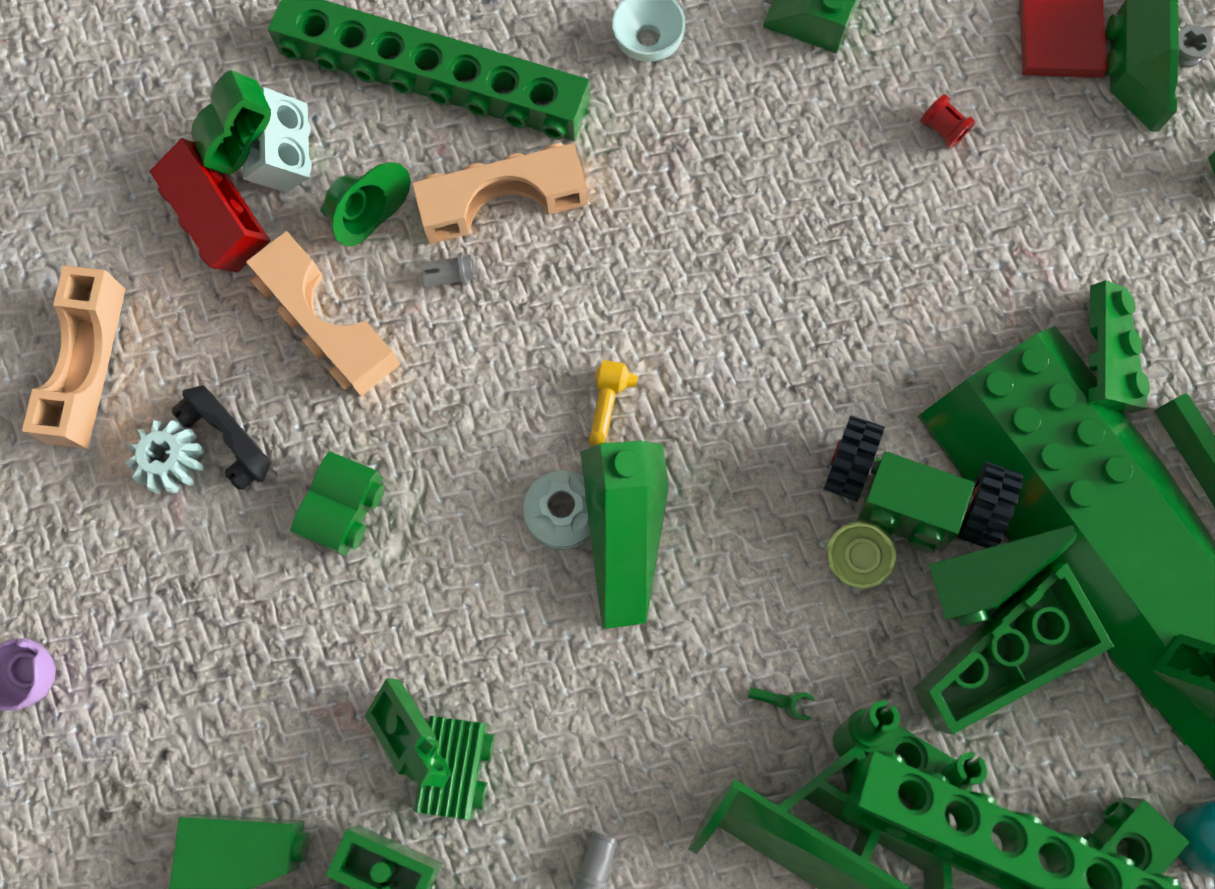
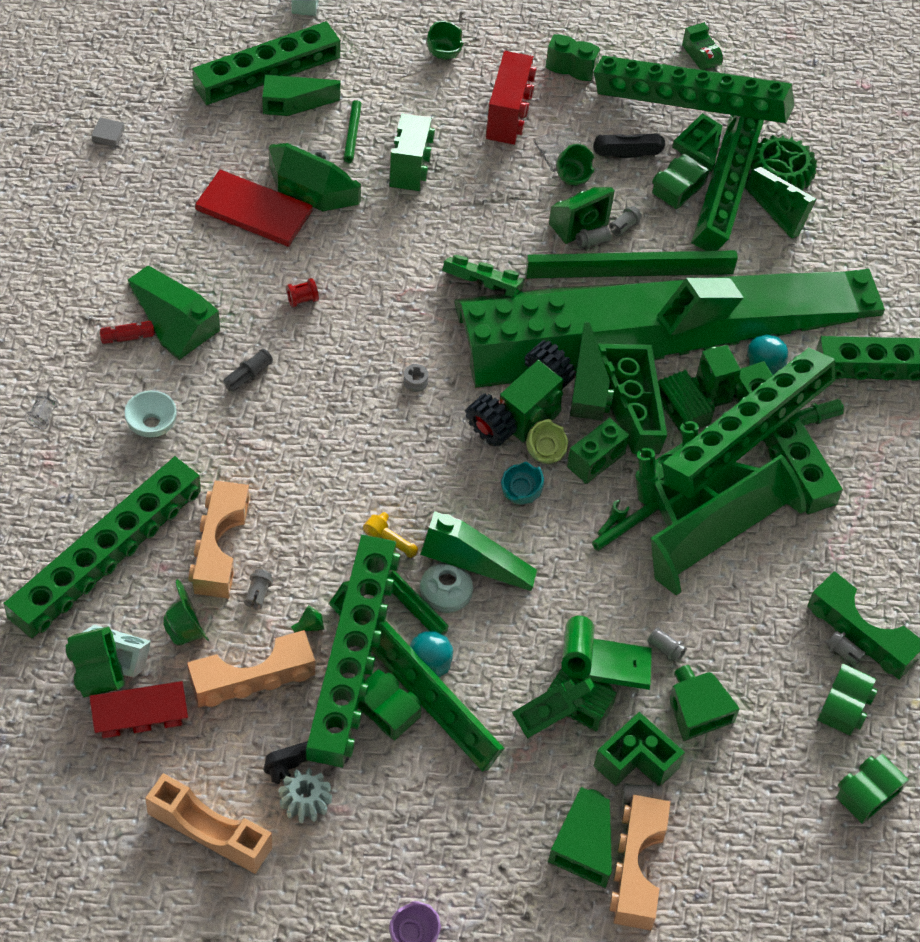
camera: 75 degrees left, 20 degrees down
(217, 441) = (334, 747): none -> green brick
(394, 527) = (431, 692): none -> green tile
(428, 355) = (309, 621): none -> green rock
(444, 530) = (434, 651): none -> teal hair
(521, 779) = (603, 659): none -> green door
(524, 460) = (417, 605): none -> green axle
(773, 546) = (522, 483): none -> teal hair
(780, 724) = (624, 526): none -> green piece
(783, 111) = (248, 370): none -> dark grey axle
(886, 635) = (597, 450): none -> green brick
(894, 317) = (416, 385): none -> light grey bush
(1048, 737) = (684, 400): none -> green brick
(1118, 773) = (718, 374): none -> green brick

